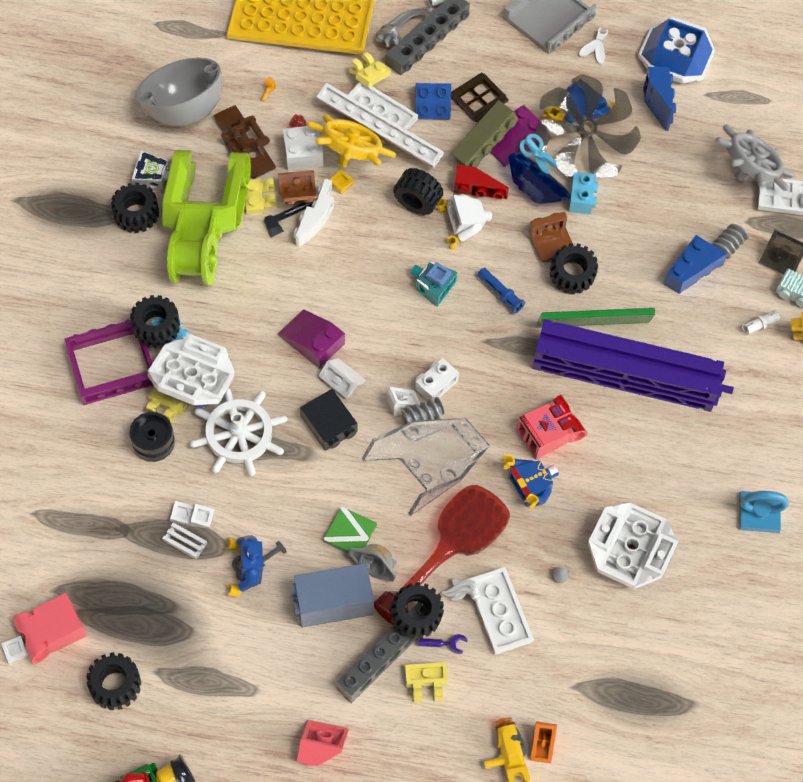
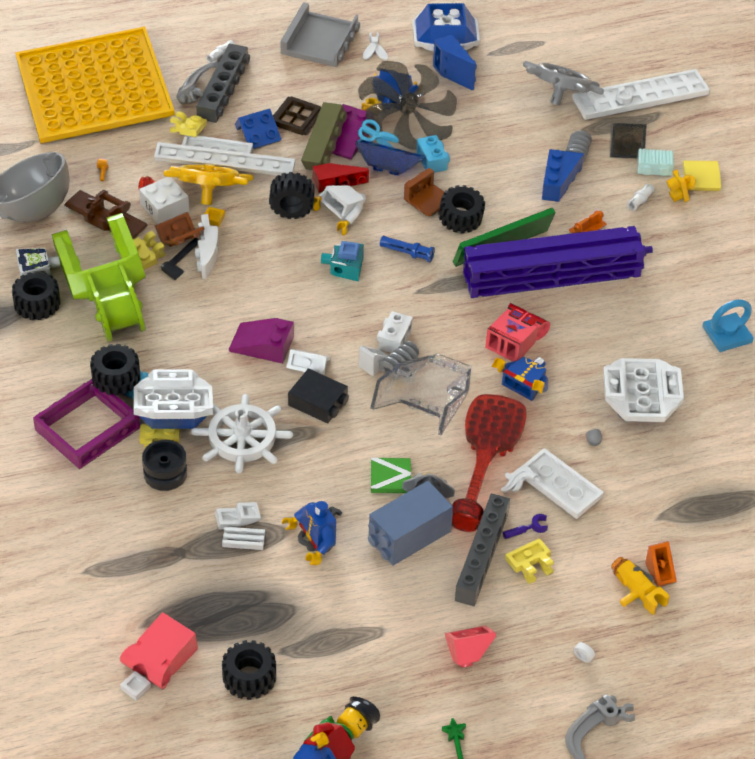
camera: 25 degrees left, 15 degrees down
(416, 594) = (493, 510): black tyre -> none
(690, 335) = (592, 223): none -> orange hinge

